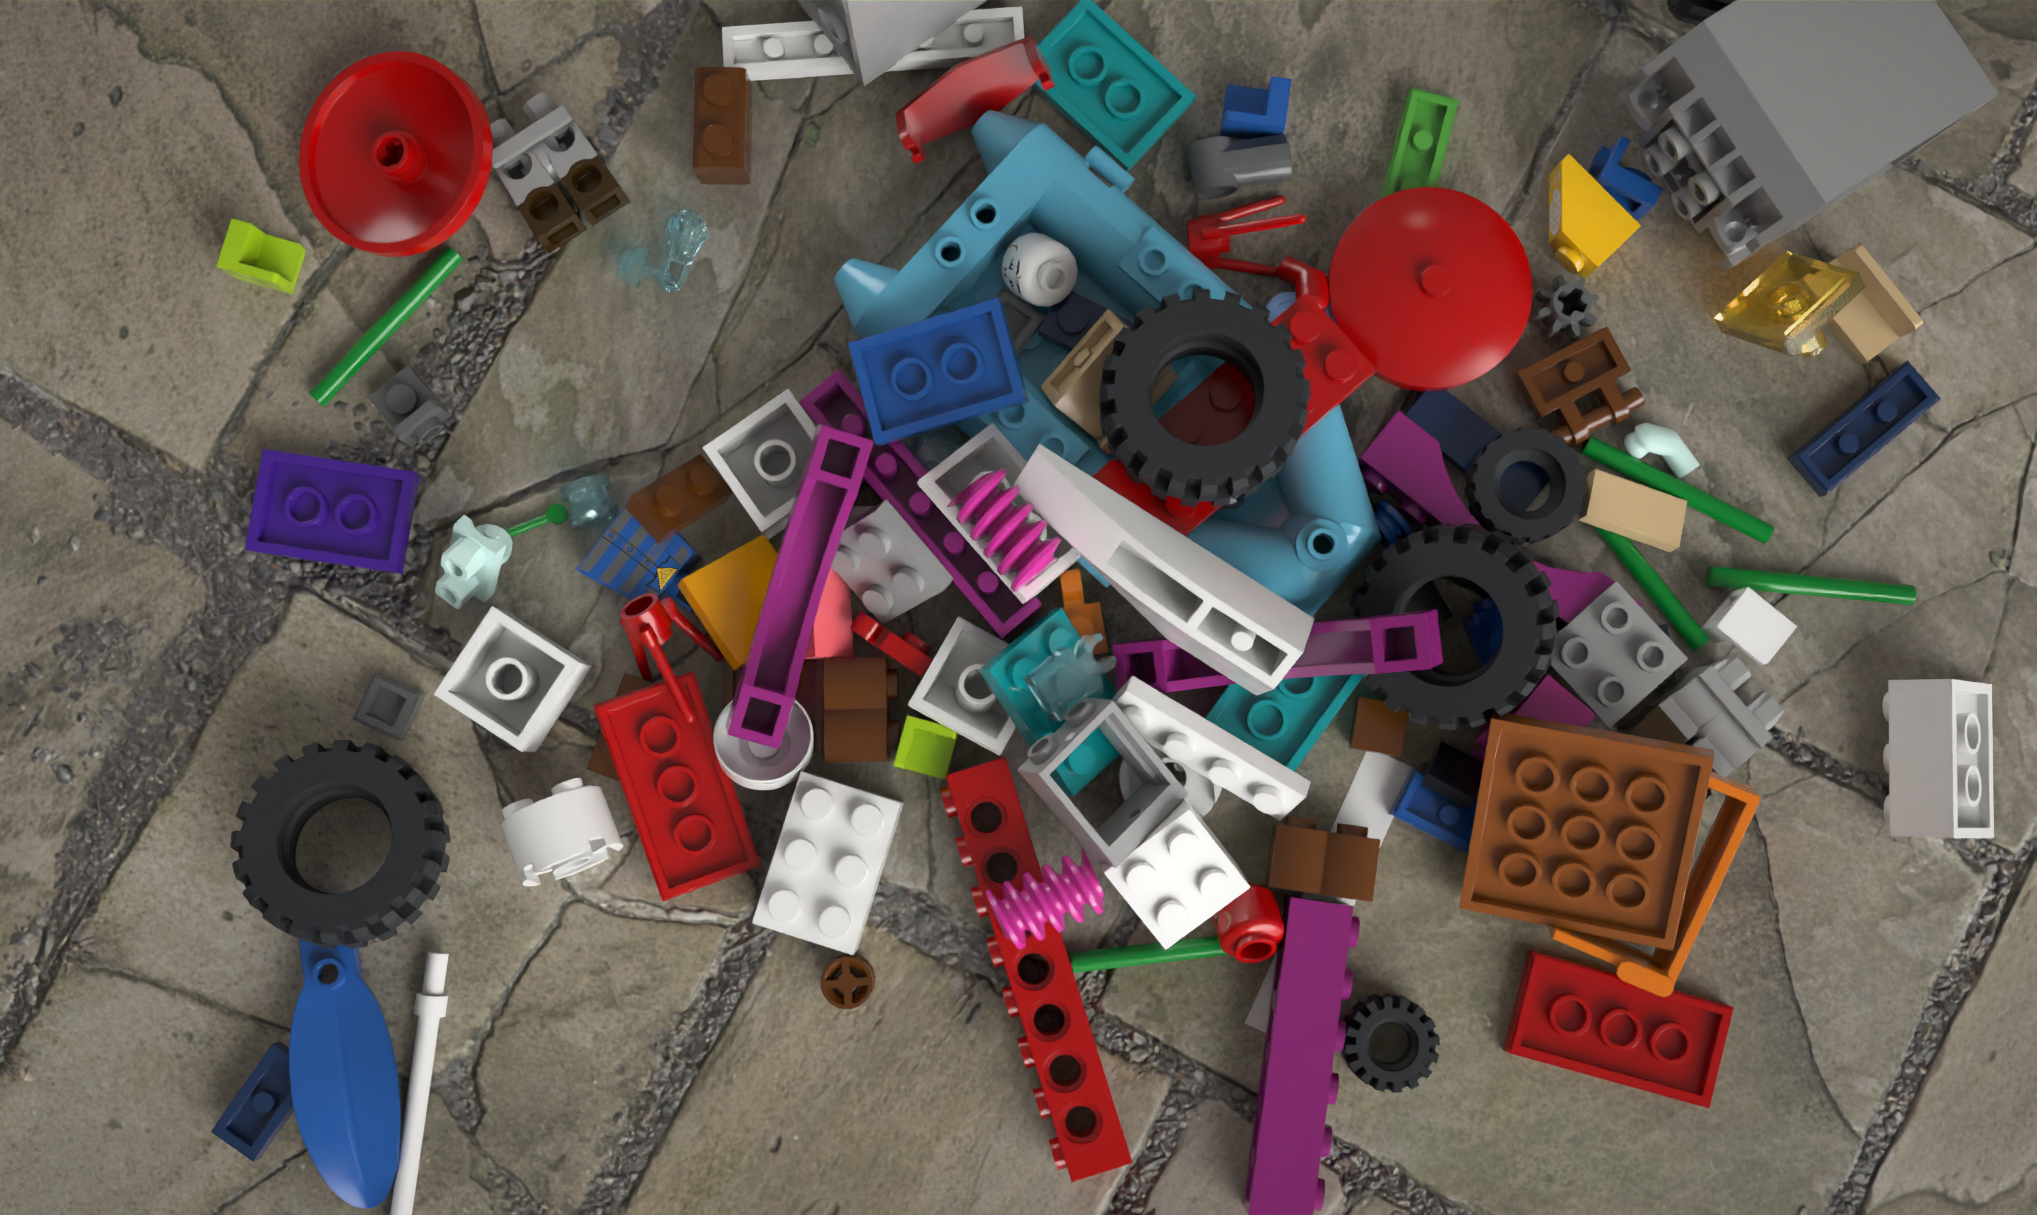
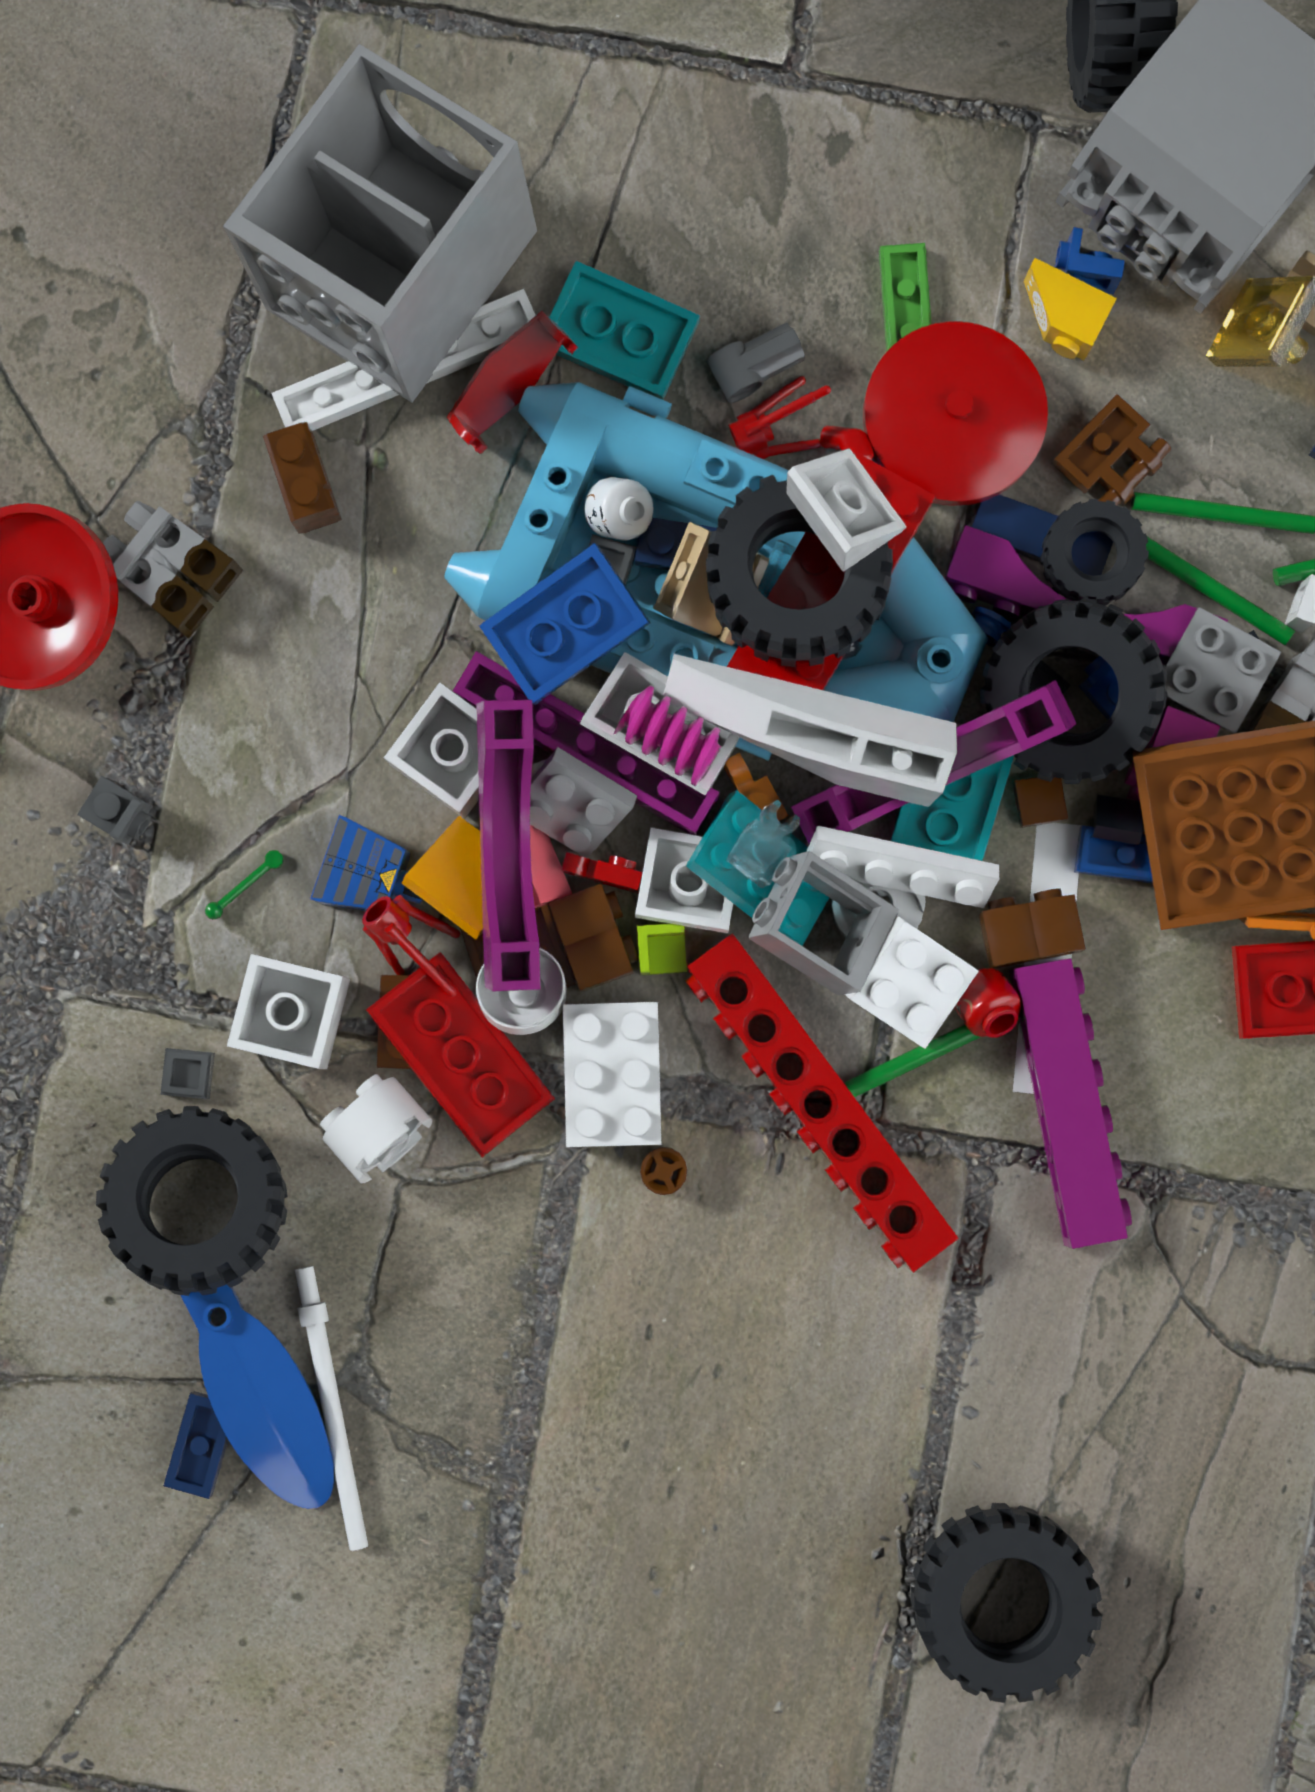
camera: 15 degrees left, 0 degrees up
(332, 511) = (80, 922): dark purple plate -> none
(386, 326) = (70, 748): green bar -> none
(472, 562) = (218, 924): light aqua hips -> none
(589, 501) = (299, 838): clear light blue wheel -> none
(679, 498) = (377, 809): reddish brown plate -> none
(684, 237) = (301, 586): clear light blue piece -> none
(934, 446) = (581, 689): clear light blue piece -> none
(1047, 900) = (811, 1039): dark pink piece -> none
(1256, 111) = (754, 311): blue panel -> none
(1271, 348) = (843, 506): none -> white slope
(1420, 1049) = (1167, 1054): black tyre -> none
(1579, 307) = (1087, 384): dark grey gear -> none
(1633, 510) = (1192, 543): tan tile -> none
(1663, 442) = (1198, 476): light aqua arm -> none

